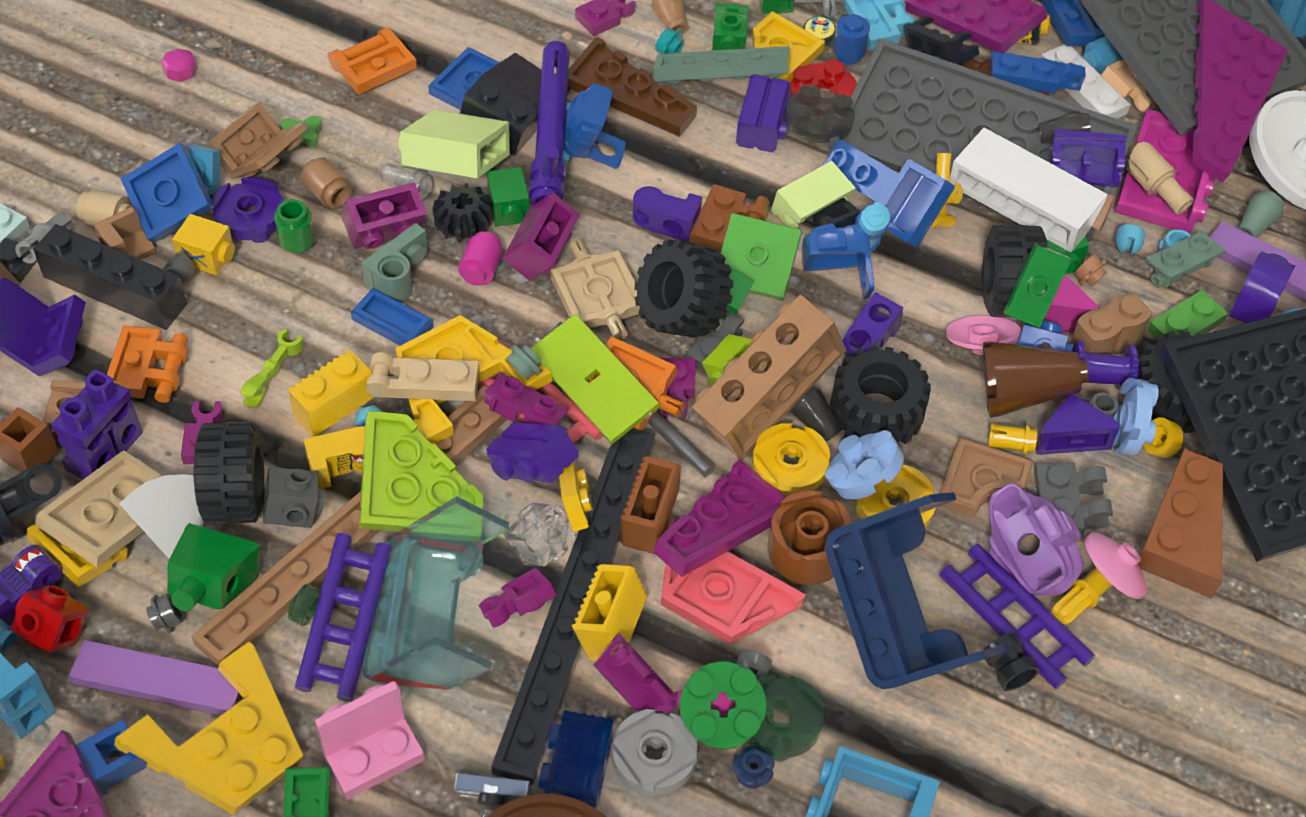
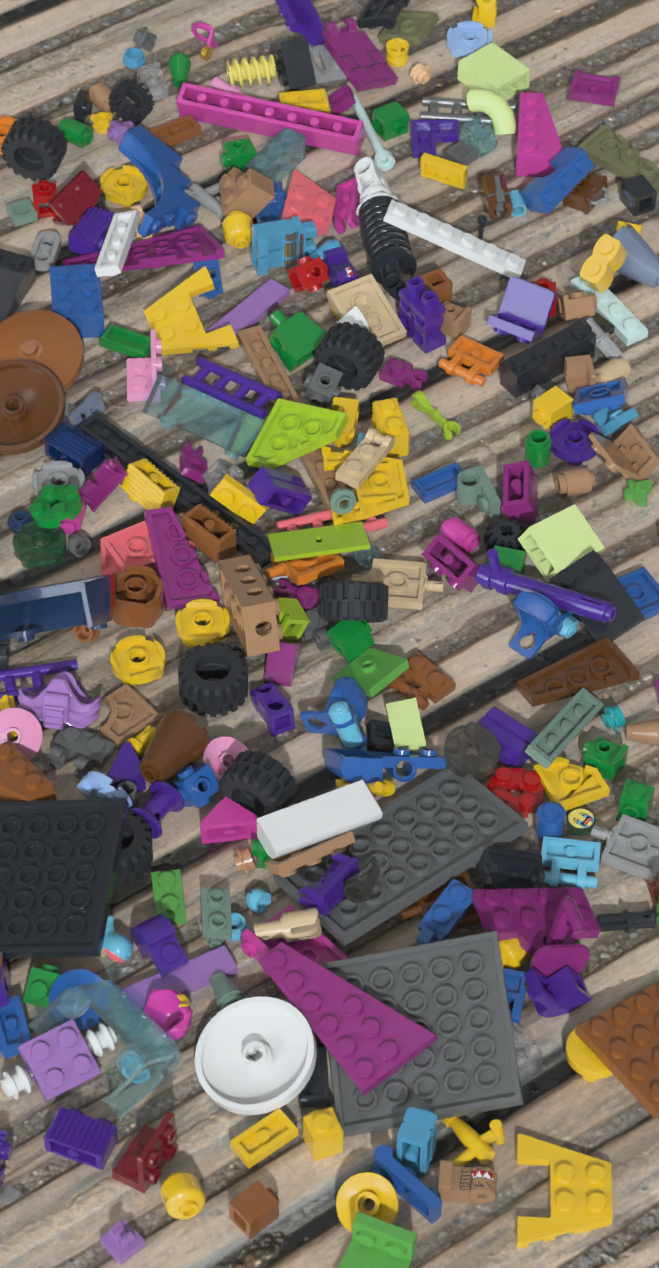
camera: 120 degrees right, 5 degrees down
(304, 605) = (250, 371): clear green tile -> none
(510, 396) = (313, 498): magenta hinge -> none
(666, 213) = (443, 643): dark purple leg -> none
(864, 464) = (166, 643): light blue plate -> none
(1037, 285) = (223, 765): green plate -> none
(1113, 327) = (184, 834): medium nougat brick -> none

